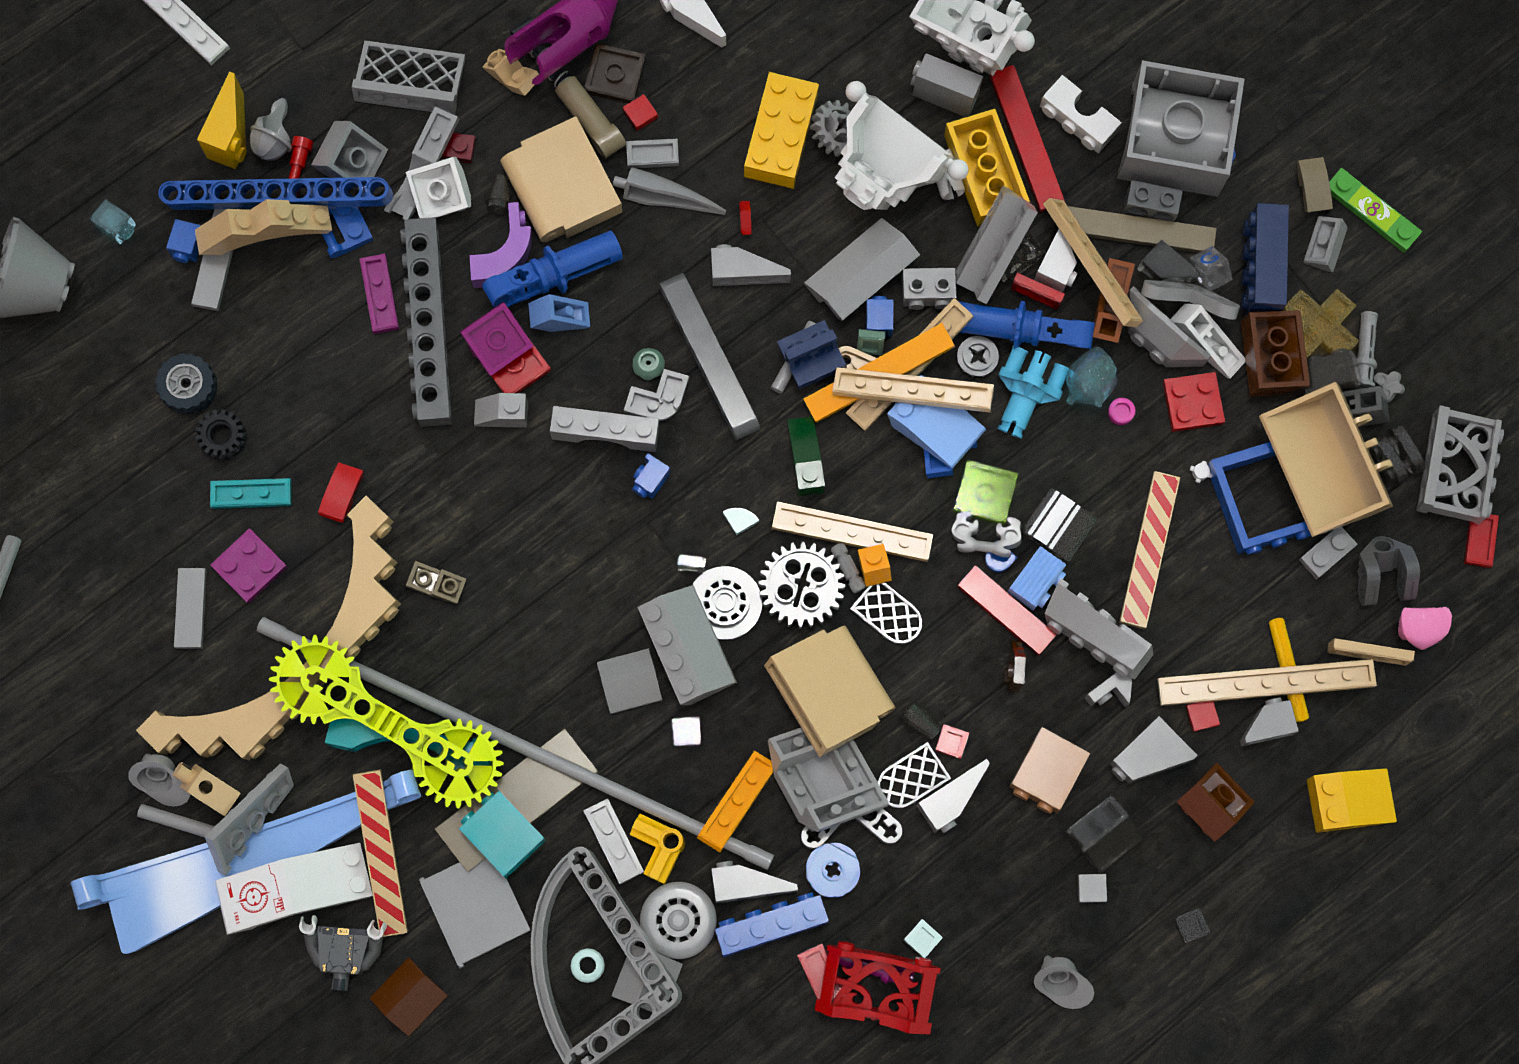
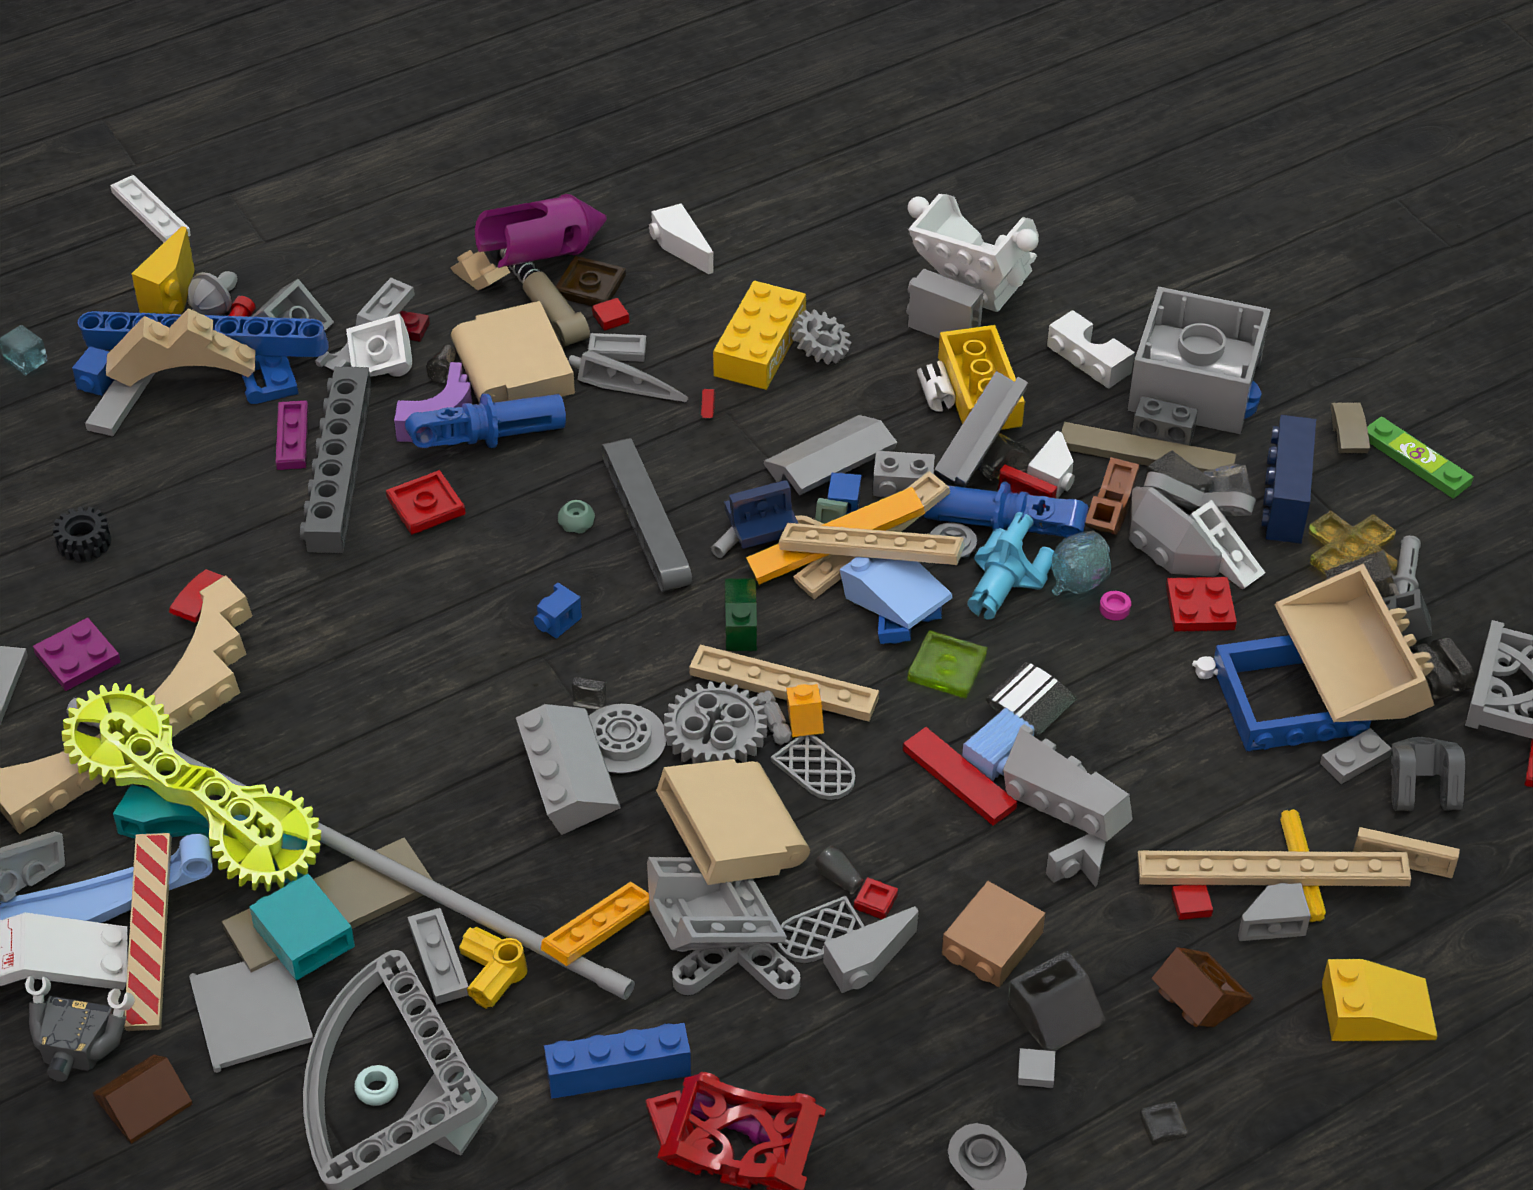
camera: 10 degrees right, 30 degrees down
(188, 369) = (57, 486): black wheel -> none
(250, 493) = (99, 590): teal tile -> none
(405, 93) = (357, 274): light grey fence -> none
(435, 582) = (286, 689): dark tan slope -> none
(496, 339) = (408, 468): magenta bracket -> none
(501, 410) = (404, 539): light grey slope -> none
(558, 314) = (484, 462): medium blue slope -> none
(627, 430) = (479, 553): light grey arch -> none
(629, 681) = (493, 803): light grey slope -> none
(660, 404) = (583, 550): light grey plate -> none
(678, 920) = (502, 1056): light grey wheel -> none
(686, 731) = (551, 857): tile -> none
(740, 519) = (654, 662): light aqua tile -> none
(741, 267) = (699, 442): light grey slope -> none
(742, 883) = (588, 1011): slope -> none
(837, 885) = (707, 1030): plate -> none
(888, 155) = (868, 356): white piece -> none
(923, 938) = (815, 1088): light aqua plate -> none
(963, 531) = (919, 698): light grey helmet -> none
(998, 564) = (956, 726): tile -> none
(1015, 672) = (961, 817): dark brown wing -> none
(1026, 136) = (1030, 367): red tile -> none
(1093, 262) = (1092, 458): tan tile -> none
(1149, 550) = (1141, 725): tile -> none
(1152, 752) = (1125, 929): light grey slope -> none
(1274, 352) = (1295, 554): reddish brown slope -> none
(1326, 243) = (1363, 480): light grey slope -> none
(1390, 384) = (1436, 605): light grey piece -> none
(1424, 625) = (1472, 827): bright pink hair -> none

